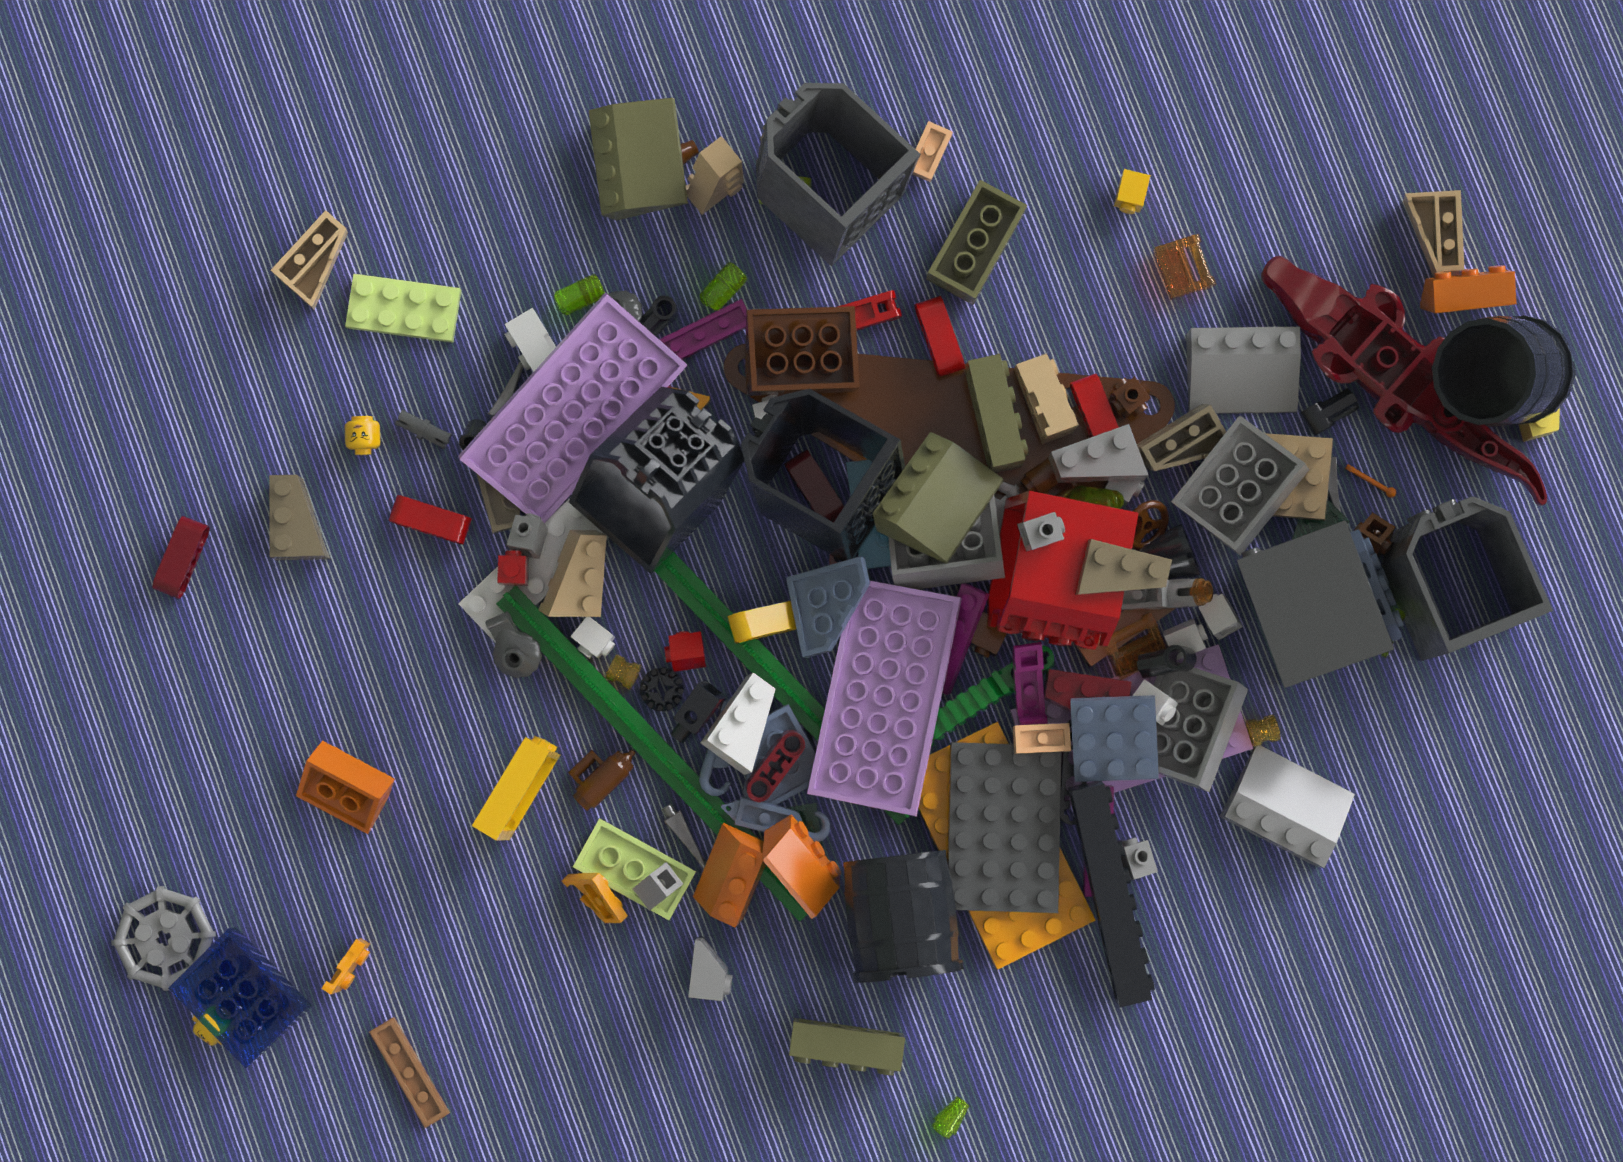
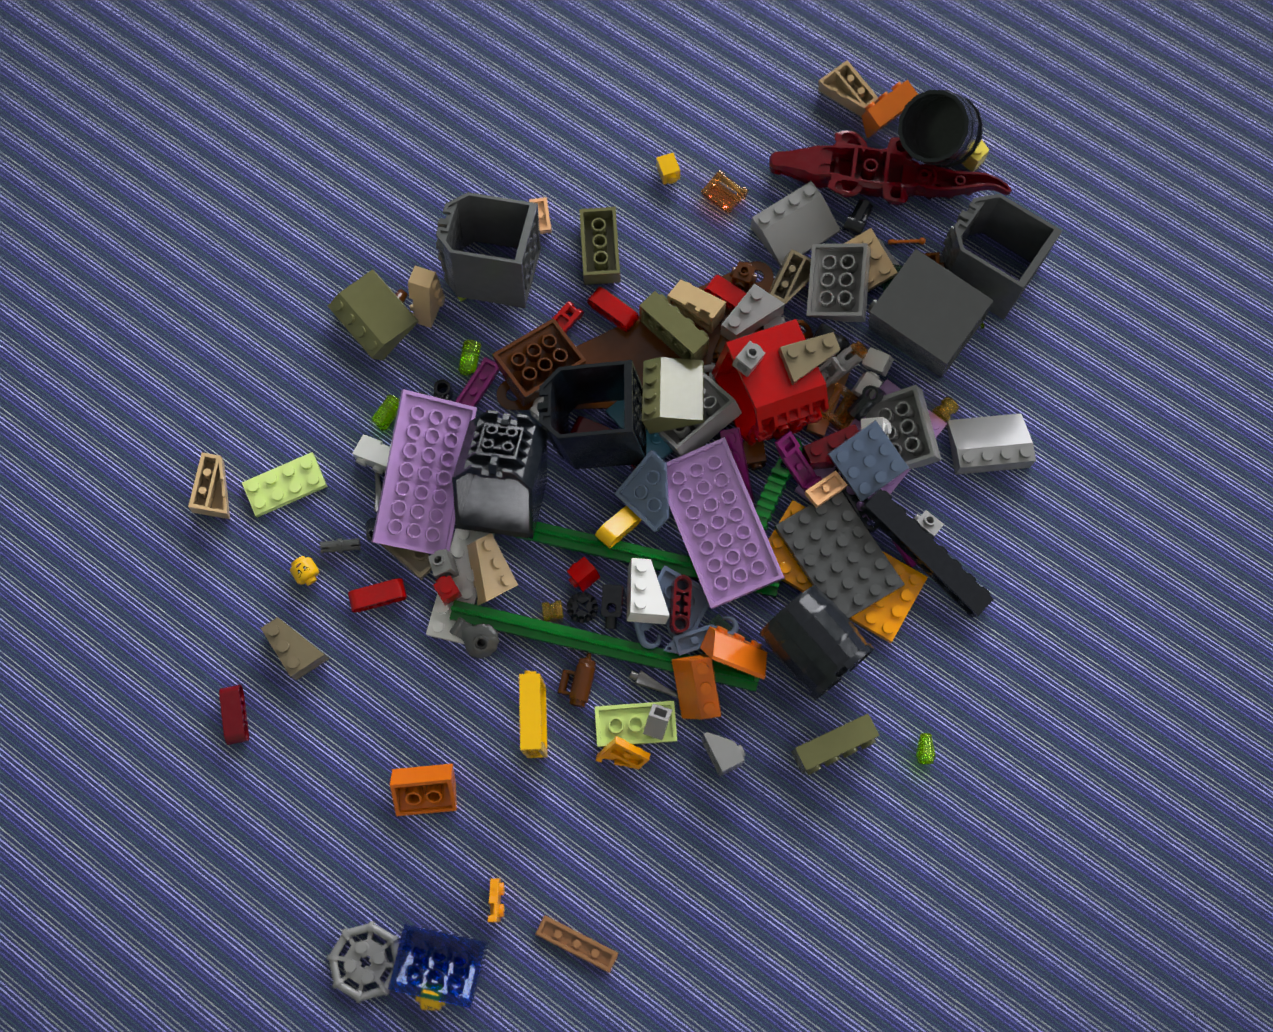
camera: 30 degrees left, 10 degrees down
(593, 638) = (521, 602): white brick -> none

